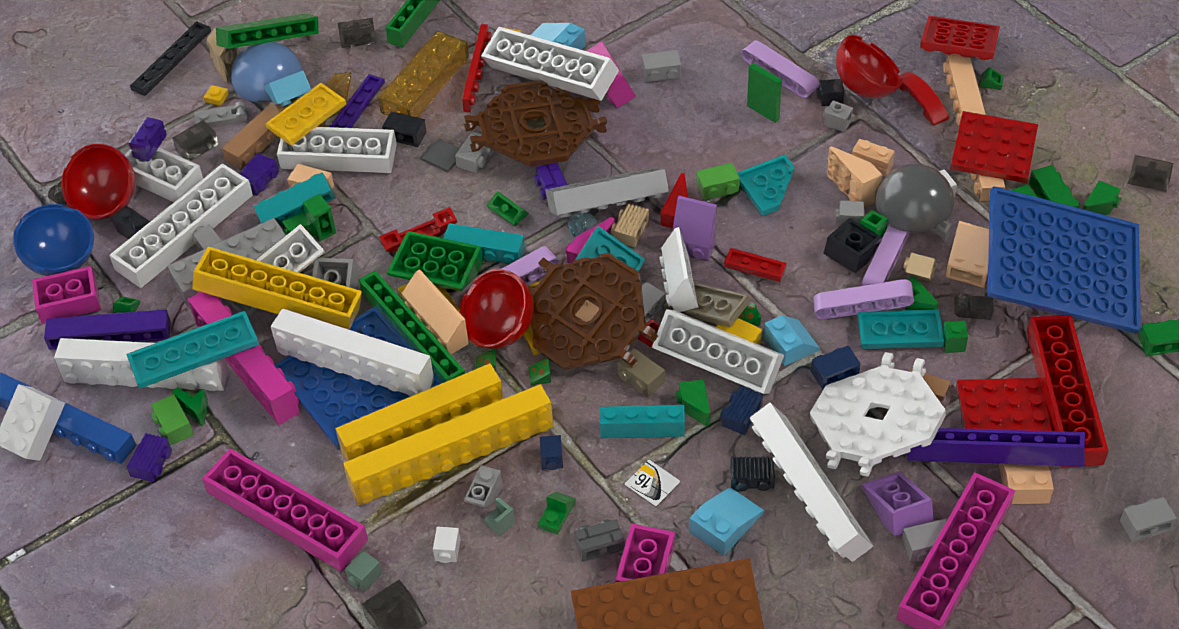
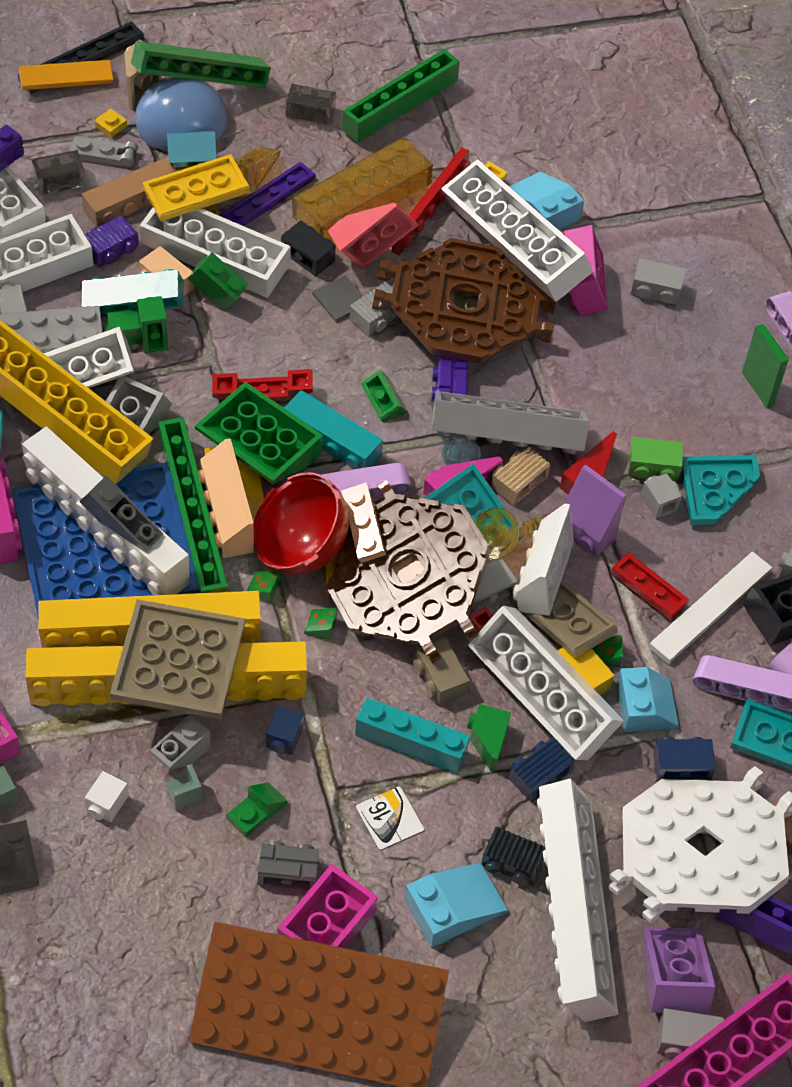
camera: 15 degrees right, 5 degrees up
(166, 73) = (65, 74): none -> light orange tile
(352, 172) = (217, 281): none -> green brick
(367, 345) = (120, 514): none -> dark grey slope
(447, 100) = (371, 232): none -> coral slope
(457, 428) = (178, 659): none -> dark tan plate
(542, 293) = (364, 523): none -> plate
(640, 265) = (501, 534): none -> clear yellow dish
(733, 203) = (661, 495): none -> light grey brick
(802, 264) = (710, 608): none -> white tile

